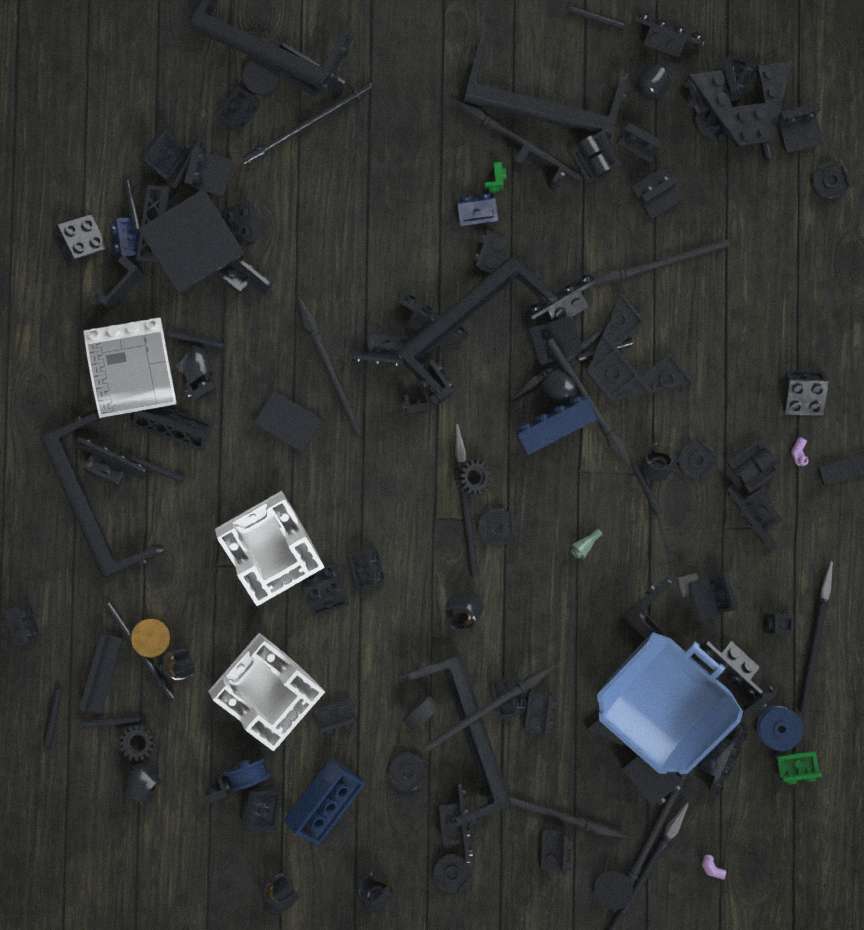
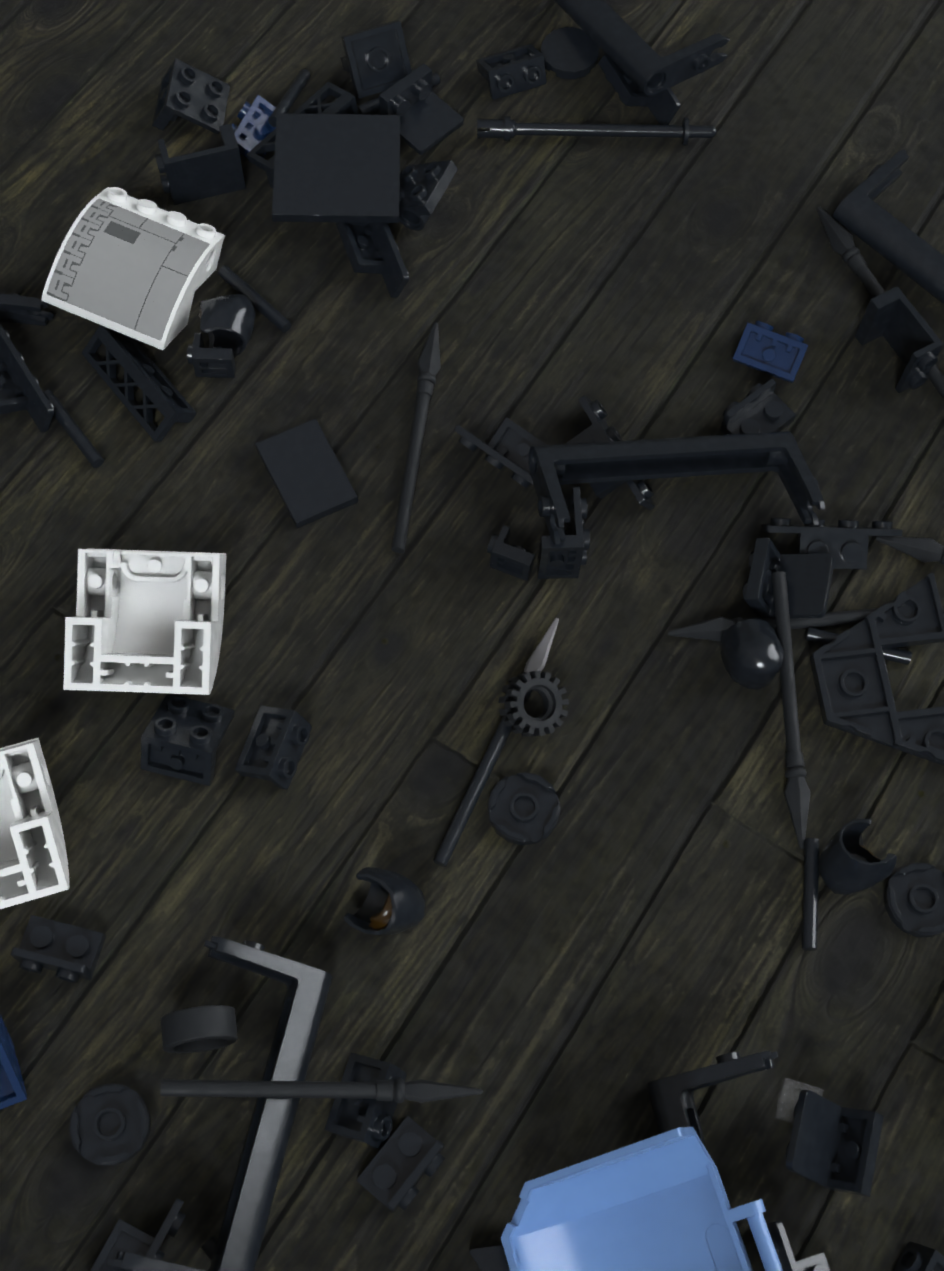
camera: 20 degrees right, 20 degrees down
(499, 176) = (819, 335): green bracket -> none
(555, 425) = (717, 694): dark blue slope -> none
(583, 546) = (648, 923): sand green cone -> none

